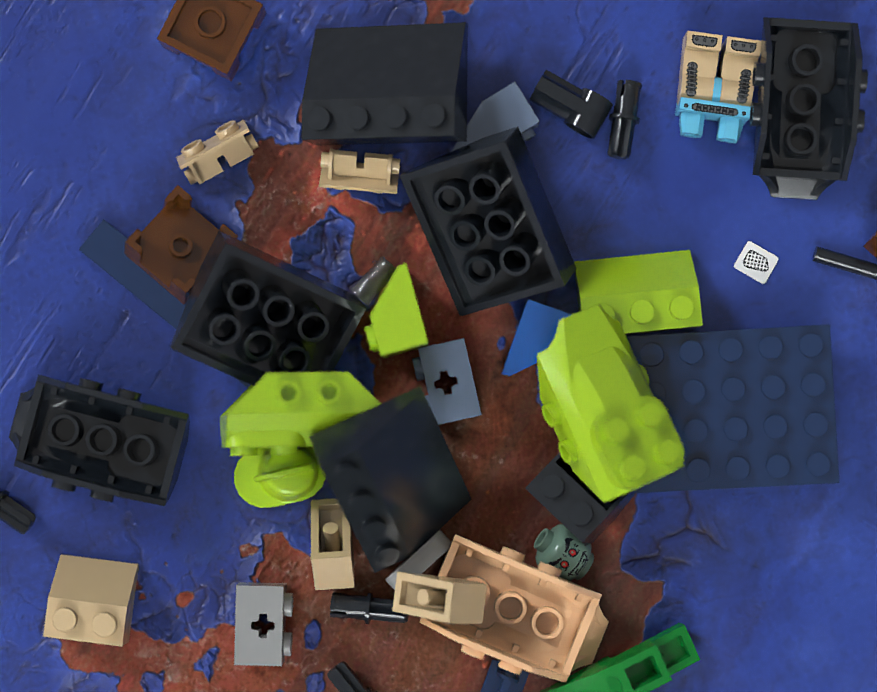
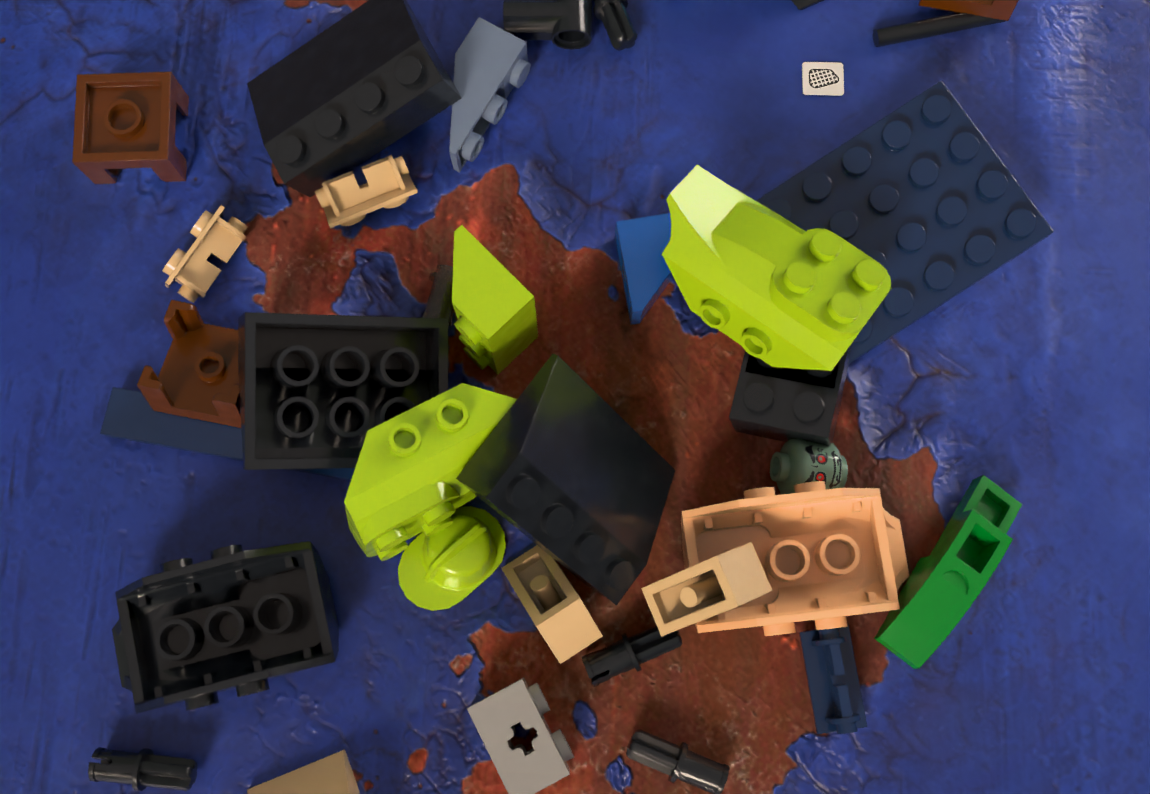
camera: 30 degrees left, 10 degrees down
(422, 558) = (659, 562): light grey beam -> none
(454, 359) = (574, 331): sand blue brick -> none
(489, 223) = (529, 167): black slope -> none
(642, 290) = (747, 148): lime slope -> none

